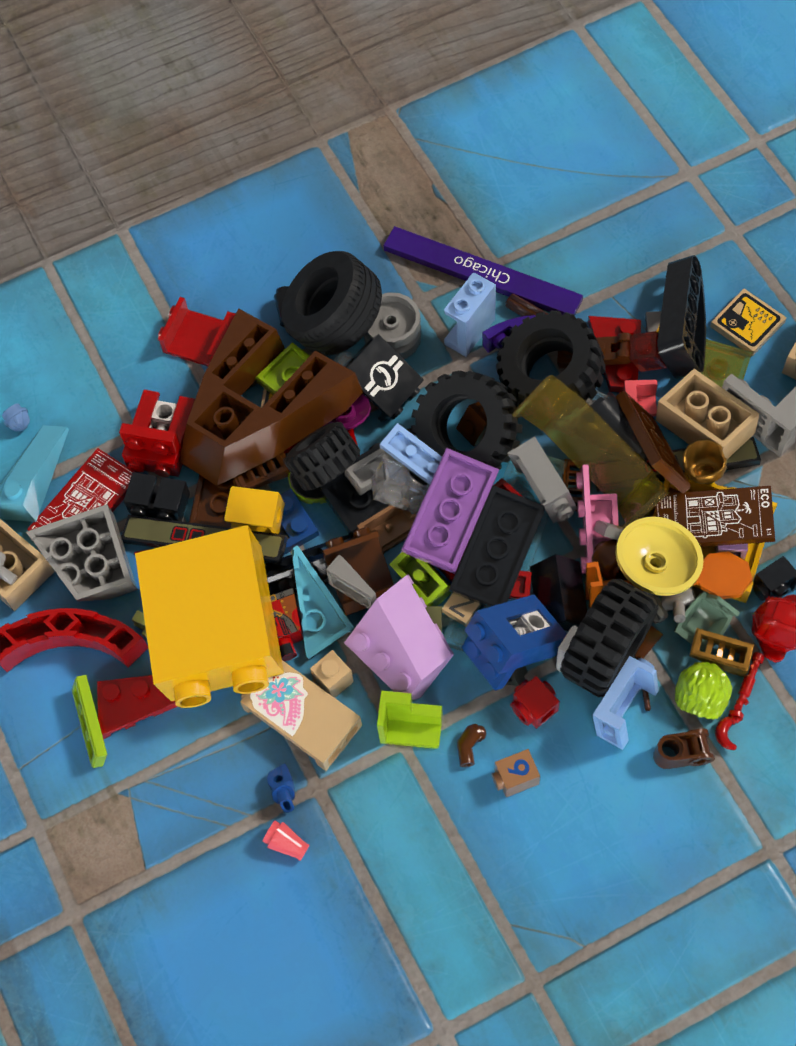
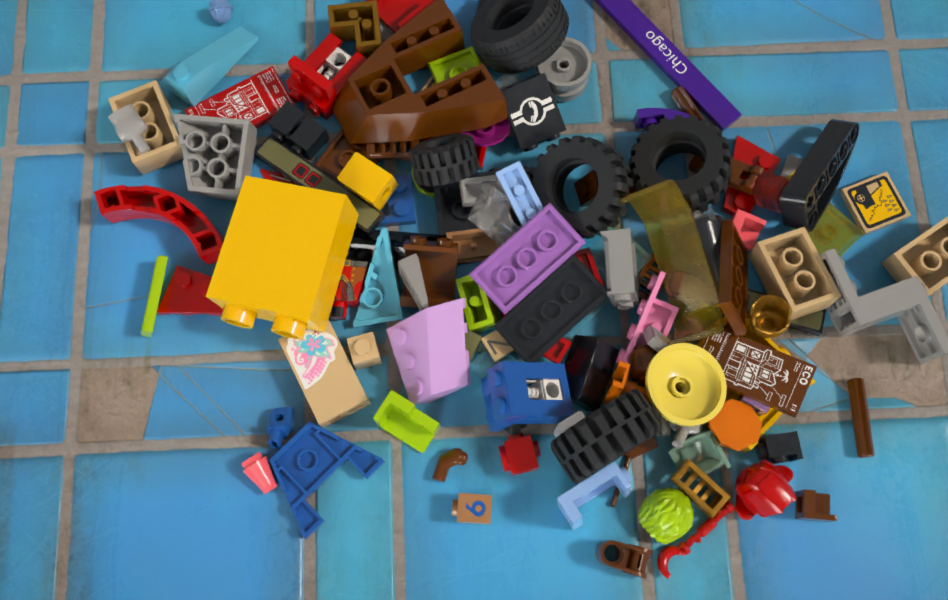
camera: 20 degrees right, 10 degrees up
(167, 369) = (357, 22): none -> pearl gold brick
(330, 808) = (308, 462): none -> blue wing
(473, 310) = (635, 87): light blue panel -> none

